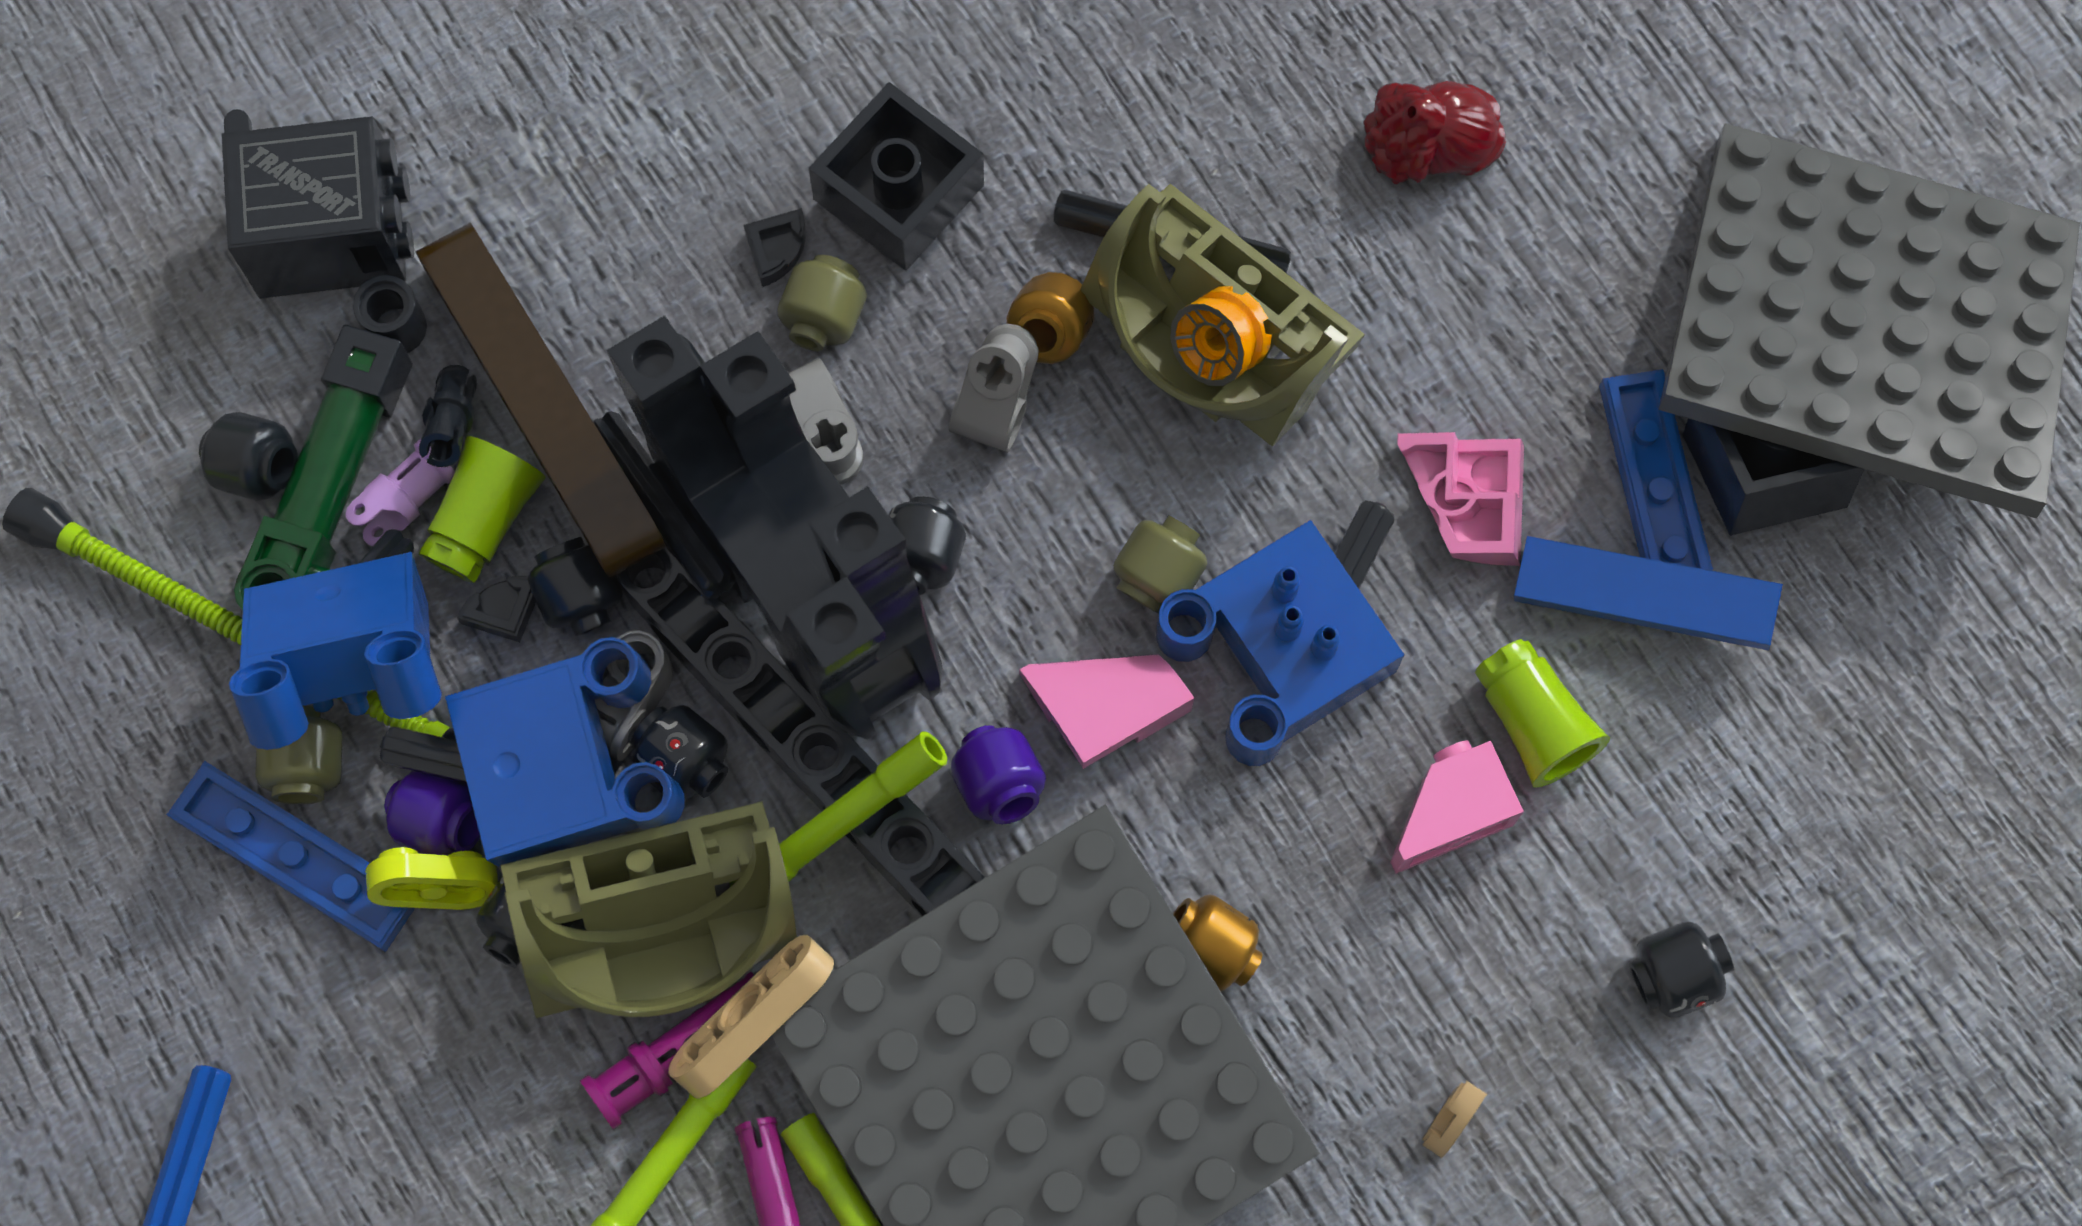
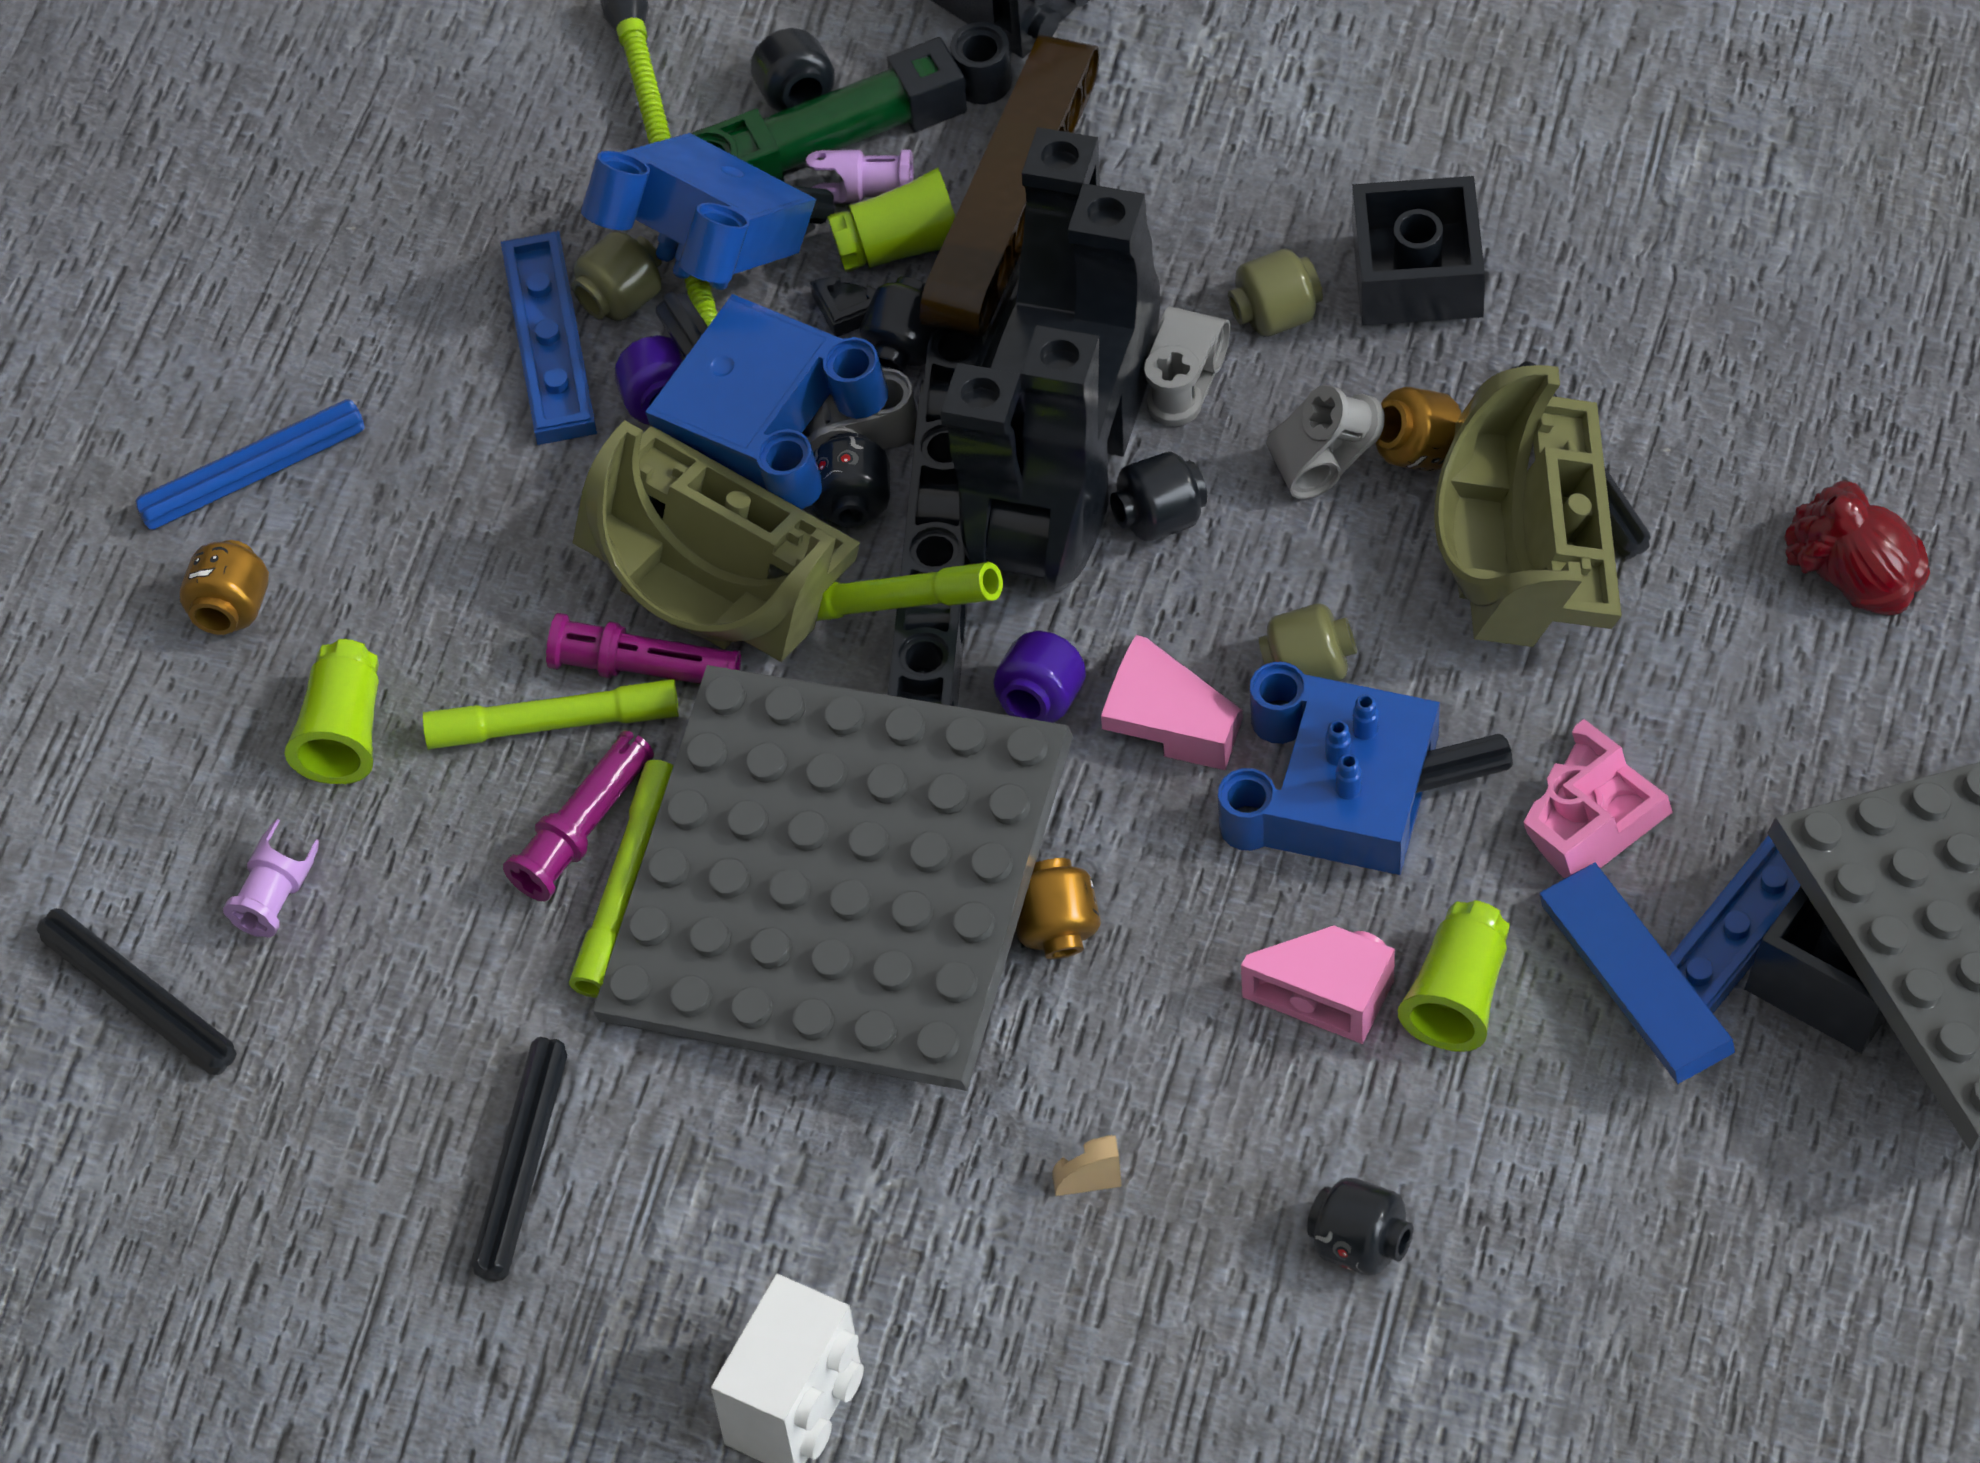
camera: 55 degrees right, 15 degrees down
(430, 880) = (597, 400): neon yellow plate -> none
(448, 416) = (940, 147): black pin -> none
(751, 1016) = (701, 660): tan beam -> none
(776, 244) = (1295, 231): black tile -> none
(1220, 336) = (1510, 524): light orange wheel -> none

